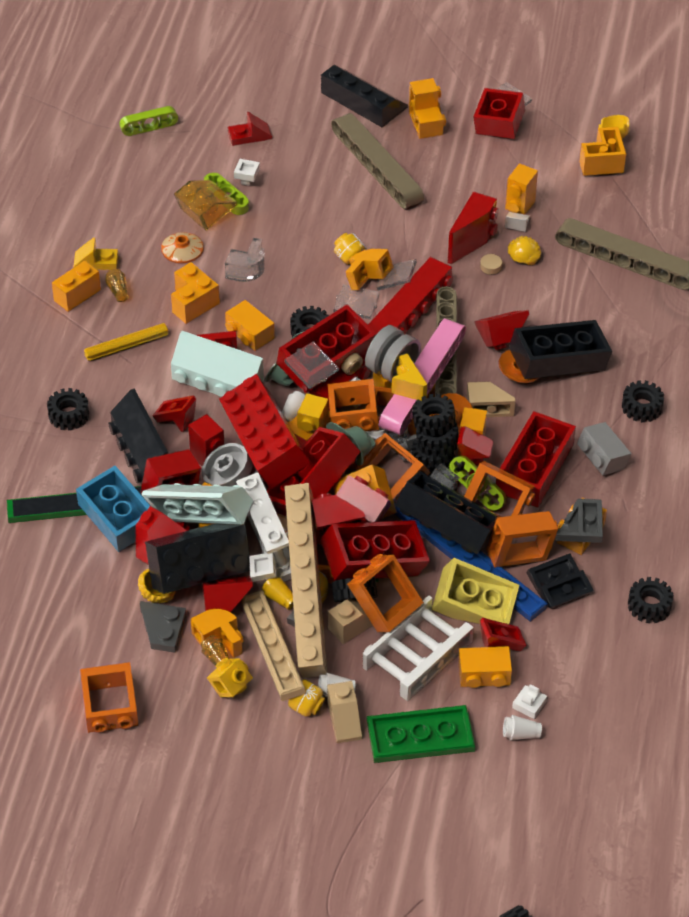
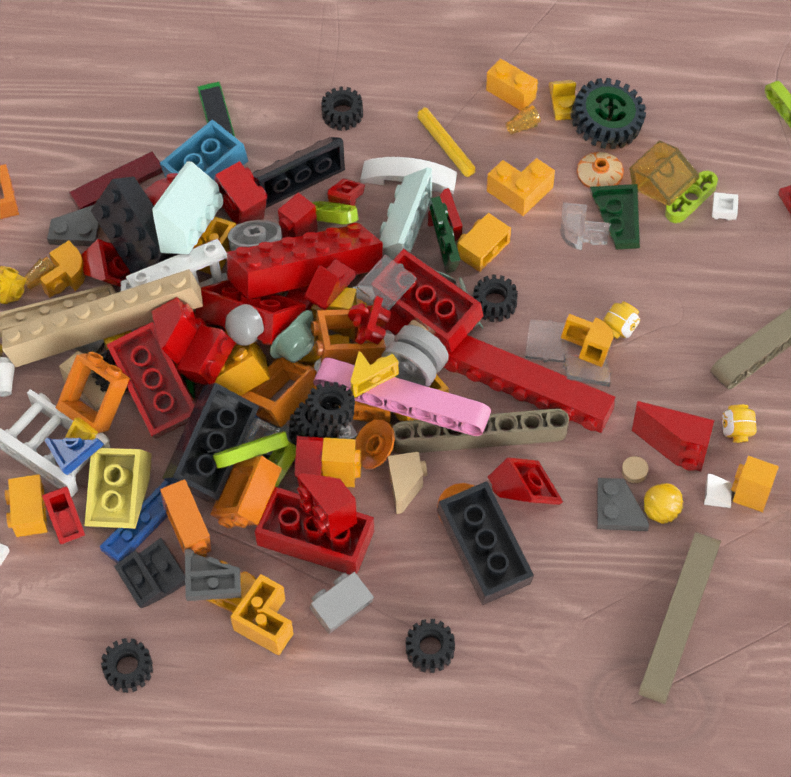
camera: 85 degrees right, 10 degrees up
(112, 591) = (140, 168): none -> dark red tile
(128, 226) = (591, 113): none -> wheel
(155, 373) = (396, 168): none -> white slope
(210, 404) = (335, 212): none -> lime beam
(234, 235) = (621, 209): none -> dark green wing
(256, 340) = (444, 234): none -> dark green wing
(303, 406) = (329, 284): none -> red slope
(339, 464) = (244, 324): none -> light grey hair
(351, 378) = (367, 318): none -> red hips
(423, 612) = (81, 429): none -> yellow tile
(443, 617) = (72, 451): none -> tile
(457, 194) = (739, 423): none -> yellow head
(472, 481) = (251, 449): none -> lime beam
(523, 278) = (618, 507): none -> dark grey wing
(533, 423) = (328, 503): none -> red slope
(618, 499) = (258, 616): none -> light orange brick

